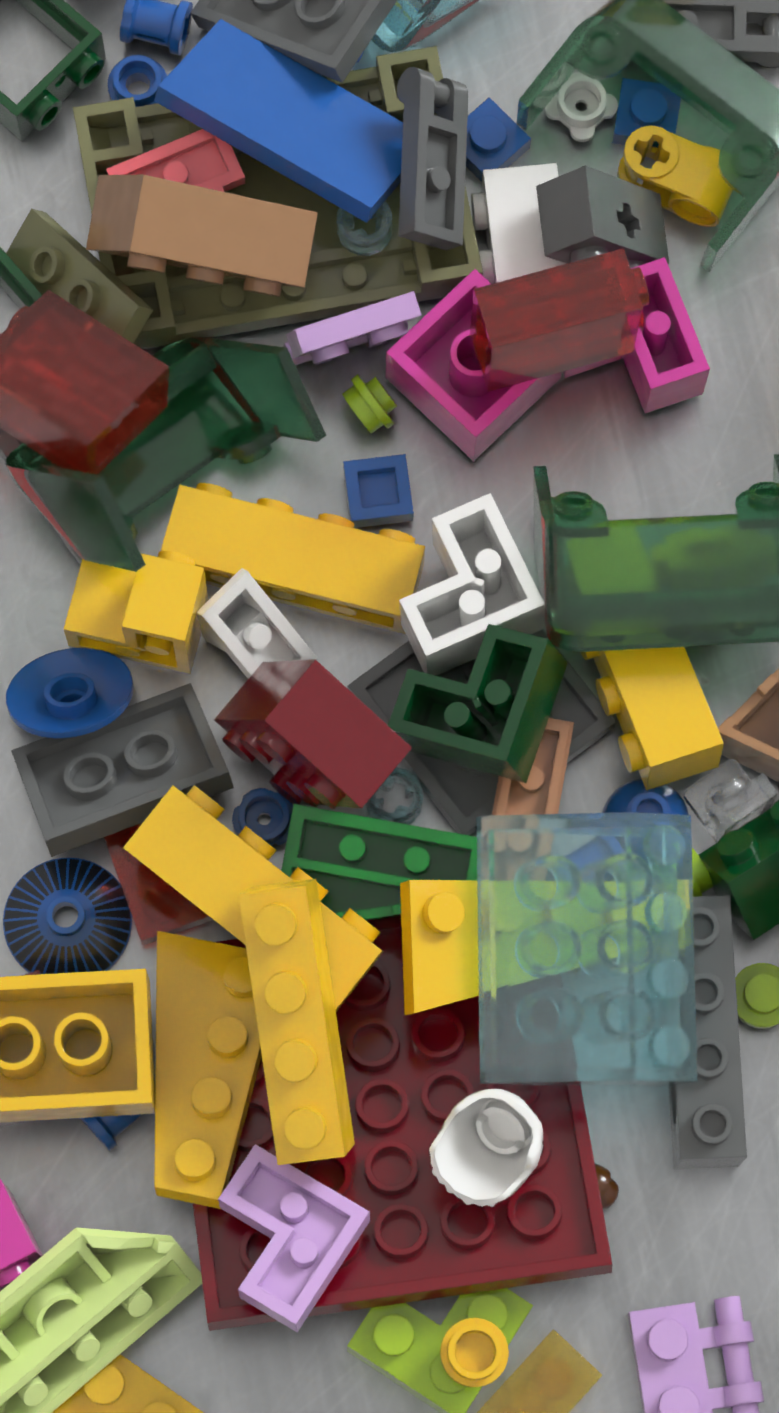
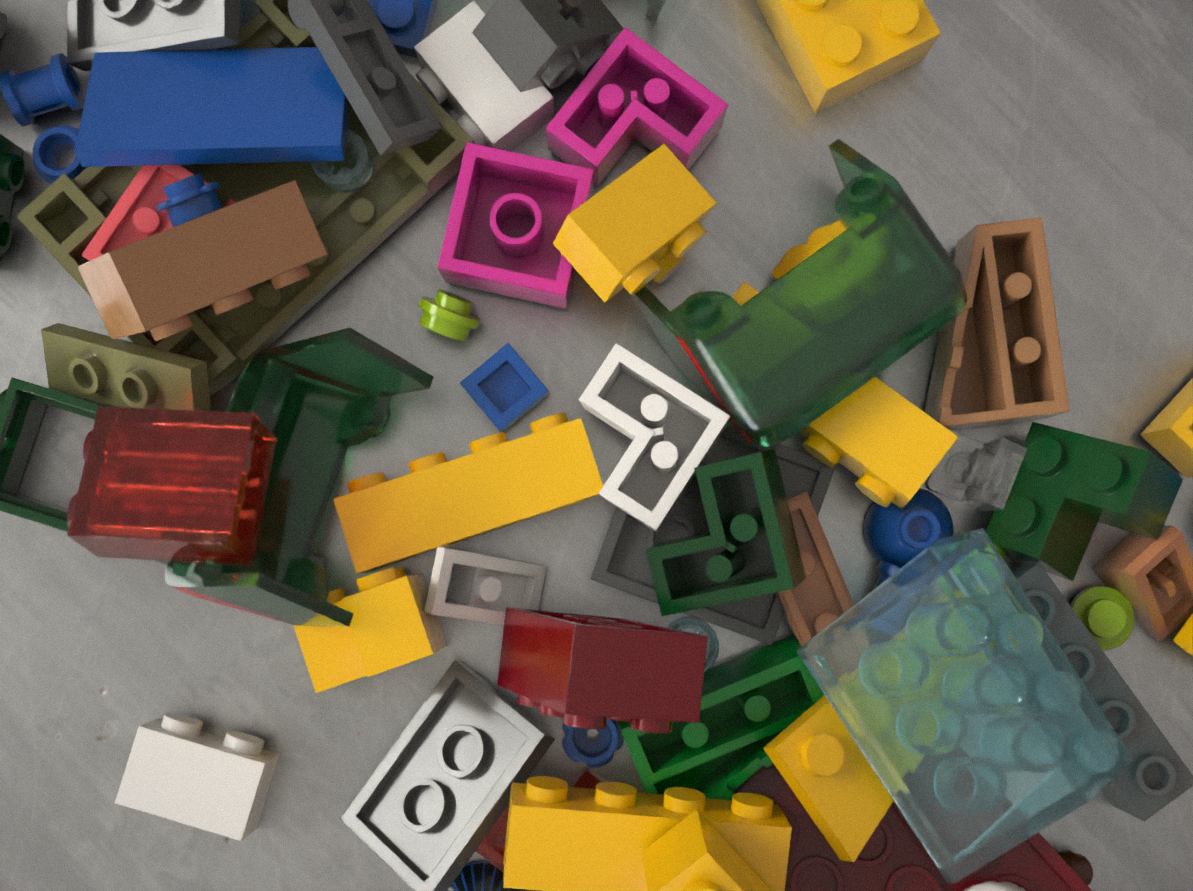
camera: 30 degrees left, 10 degrees up
(69, 692) = (341, 727): blue dish -> none
(224, 175) = (190, 199): none -> blue plate
(367, 325) = (410, 243): lavender plate -> none
(557, 319) = (577, 142): clear red brick -> none
(568, 418) = (636, 226): none -> yellow brick

